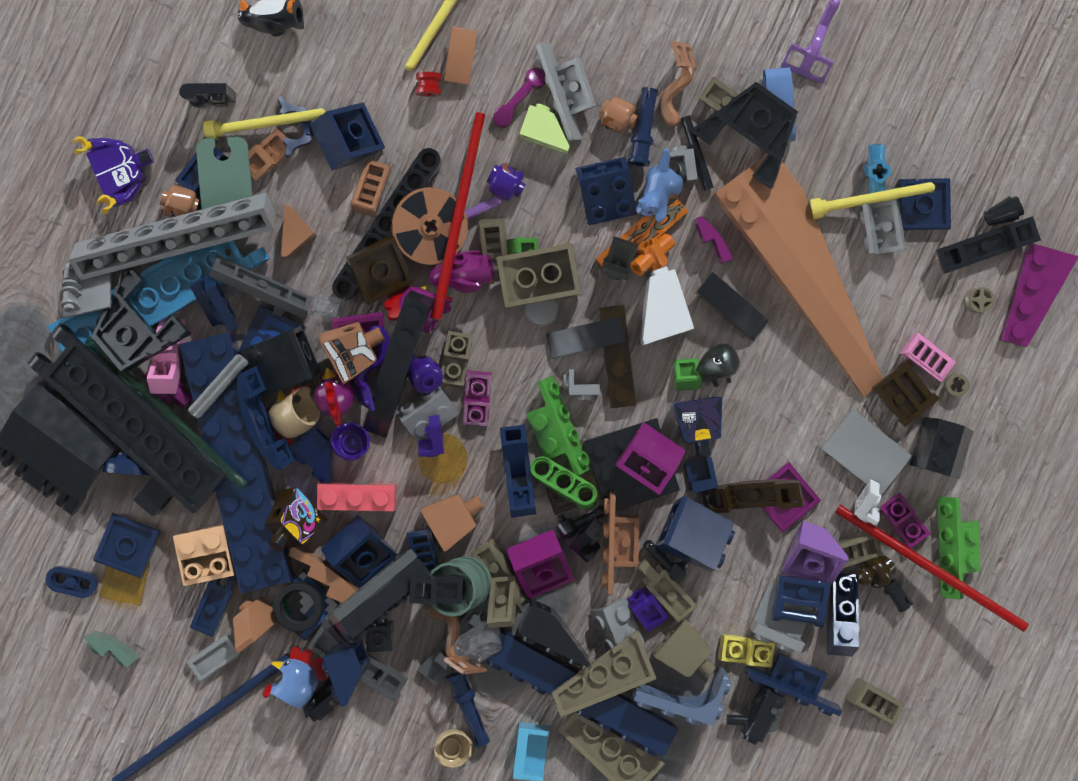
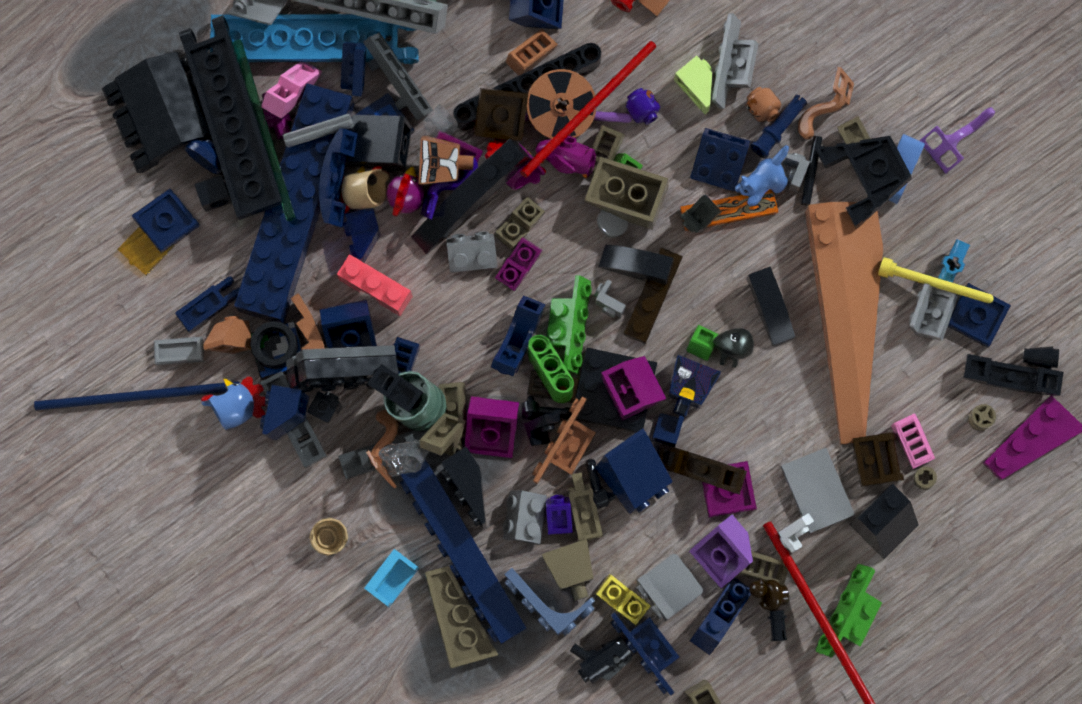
camera: 30 degrees right, 10 degrees down
(73, 581) = (104, 224): dark blue plate -> none
(103, 643) = (99, 290): sand green slope -> none
(126, 334) = (270, 51): black wing -> none
(203, 555) = (223, 259): light nougat slope -> none
(293, 519) = (312, 270): torso -> none
(295, 233) = (450, 53): nougat slope -> none
(319, 703) = (240, 437): black hinge -> none
(350, 441) = (395, 238): dark purple hair -> none
(425, 374) = (488, 218): dark purple head -> none
(434, 441) = (467, 268): dark purple bracket -> none
(445, 466) = (462, 295): clear yellow tile -> none
(451, 518) = (441, 347): nougat torso -> none
(465, 698) = (363, 500): dark blue pin -> none
(503, 114) = (672, 53): magenta bar -> none
(611, 674) = (495, 546): dark tan wing -> none
(652, 254) = (729, 227): orange axle -> none
(663, 307) = (713, 274): white slope -> none
(709, 233) = (785, 239): magenta slope -> none
(801, 592) = (698, 574): dark blue plate -> none
(904, 520) = (818, 566): magenta slope -> none

